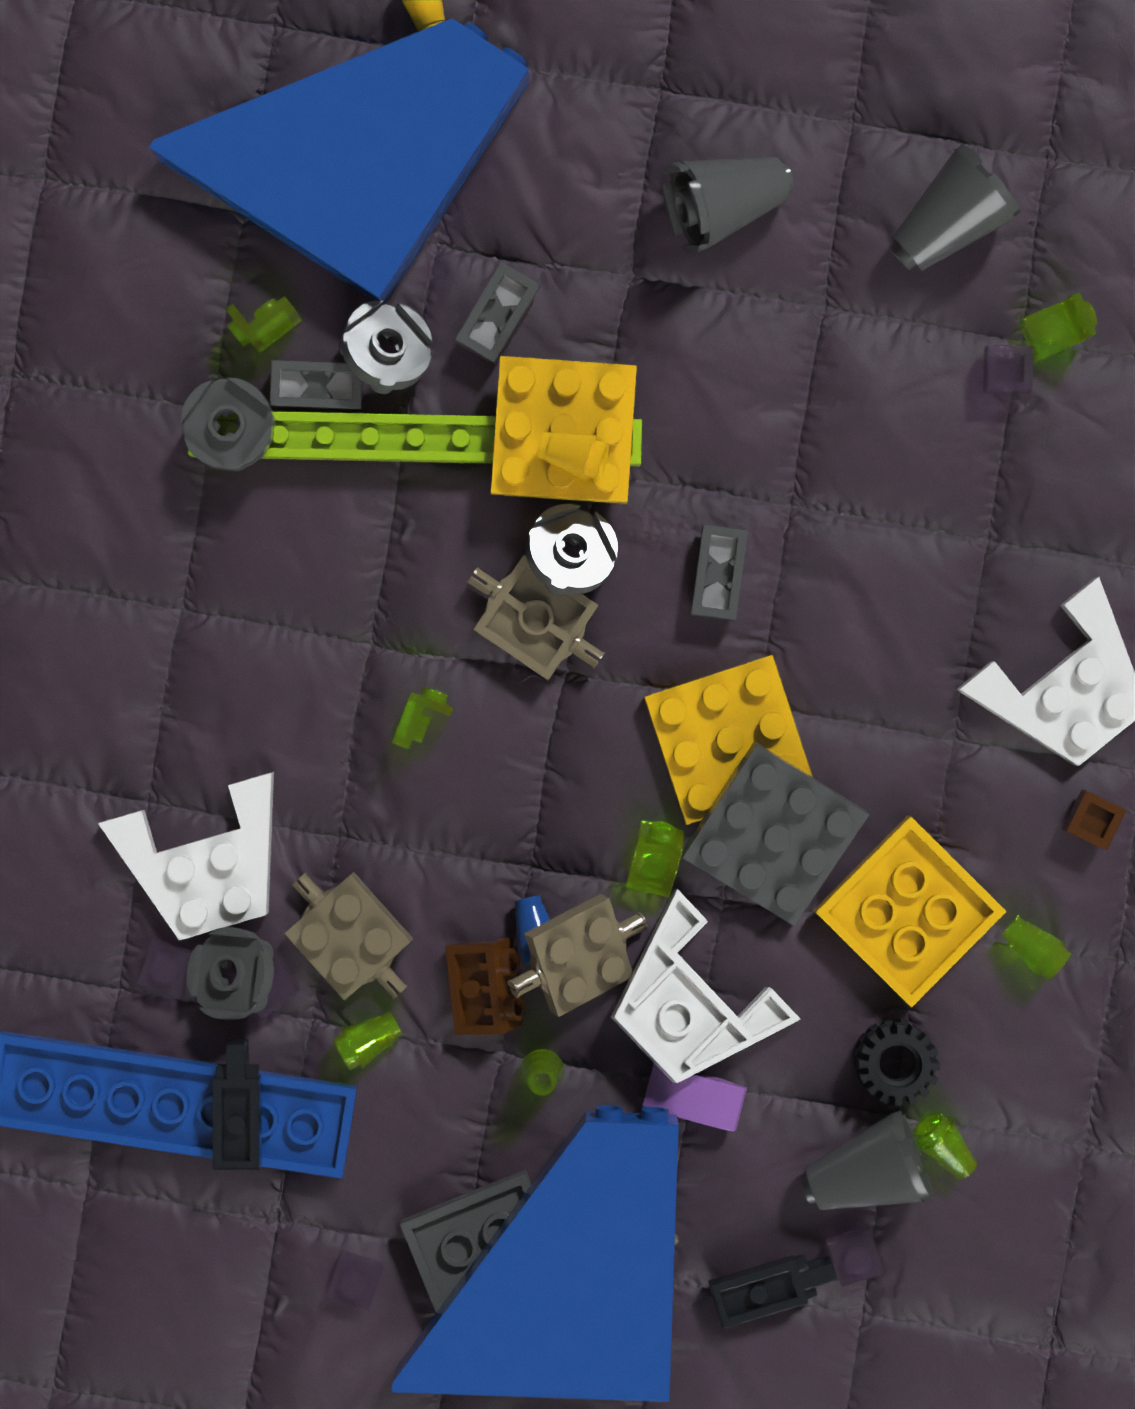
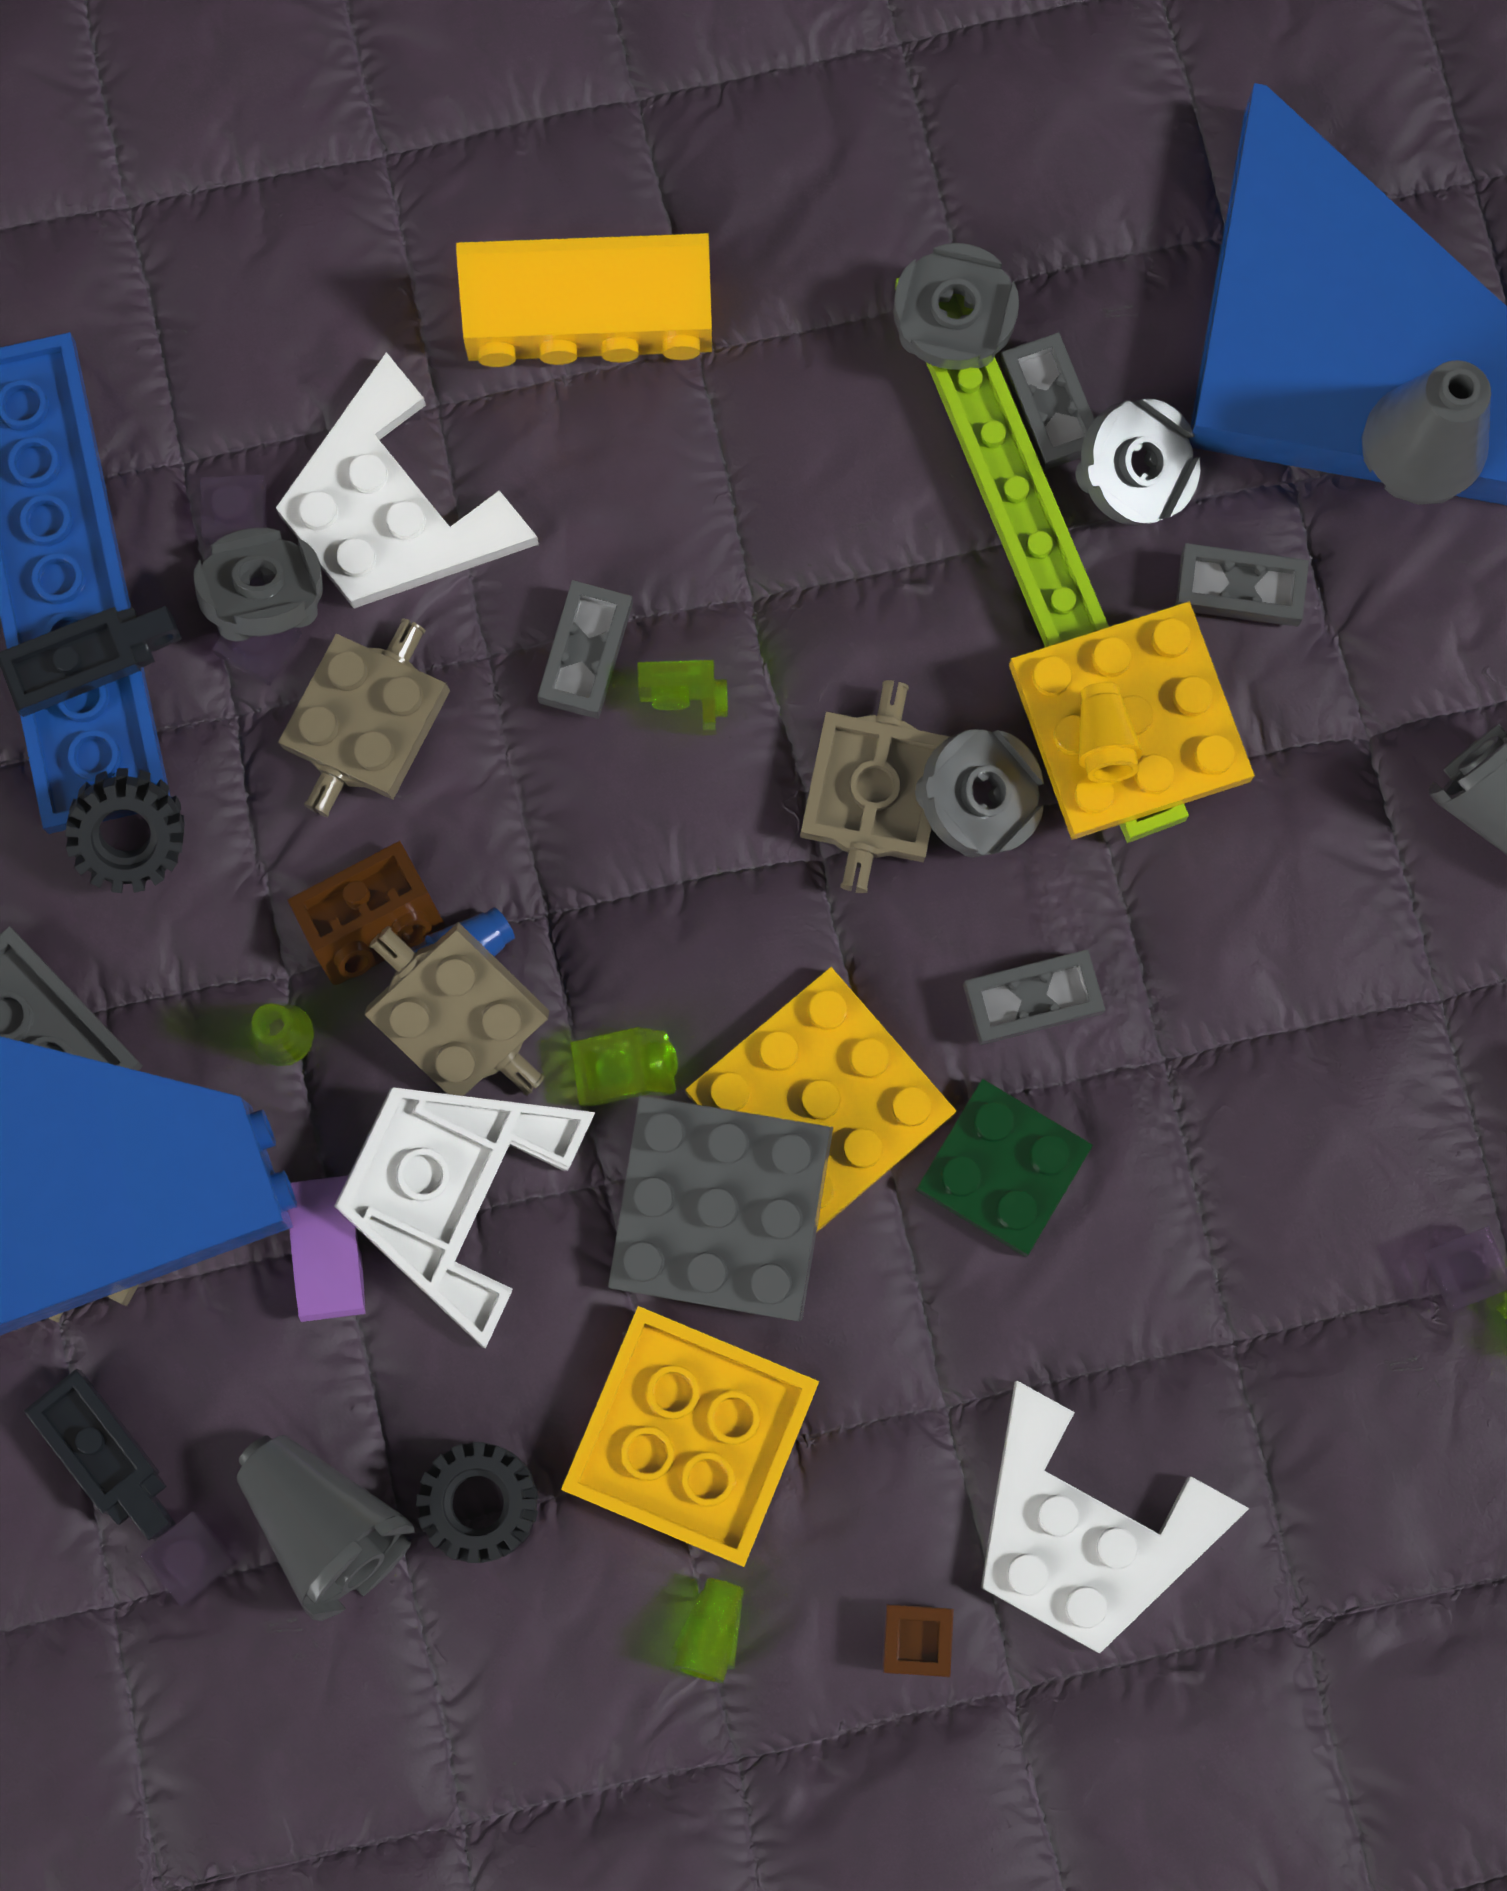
camera: 65 degrees right, 10 degrees down
(119, 675) = (585, 298): none -> yellow slope
(271, 323) = (1100, 313): clear neon green bracket -> none
(363, 771) = (585, 649): none -> dark grey piece
(367, 1039) = (237, 790): clear neon green cone -> none
(387, 1135) = (119, 866): none -> black tyre
(455, 144) = (1431, 434): none -> dark grey cone
(819, 639) = (1004, 1168): none -> dark green plate
(943, 1142) = (389, 1618): clear neon green cone -> none

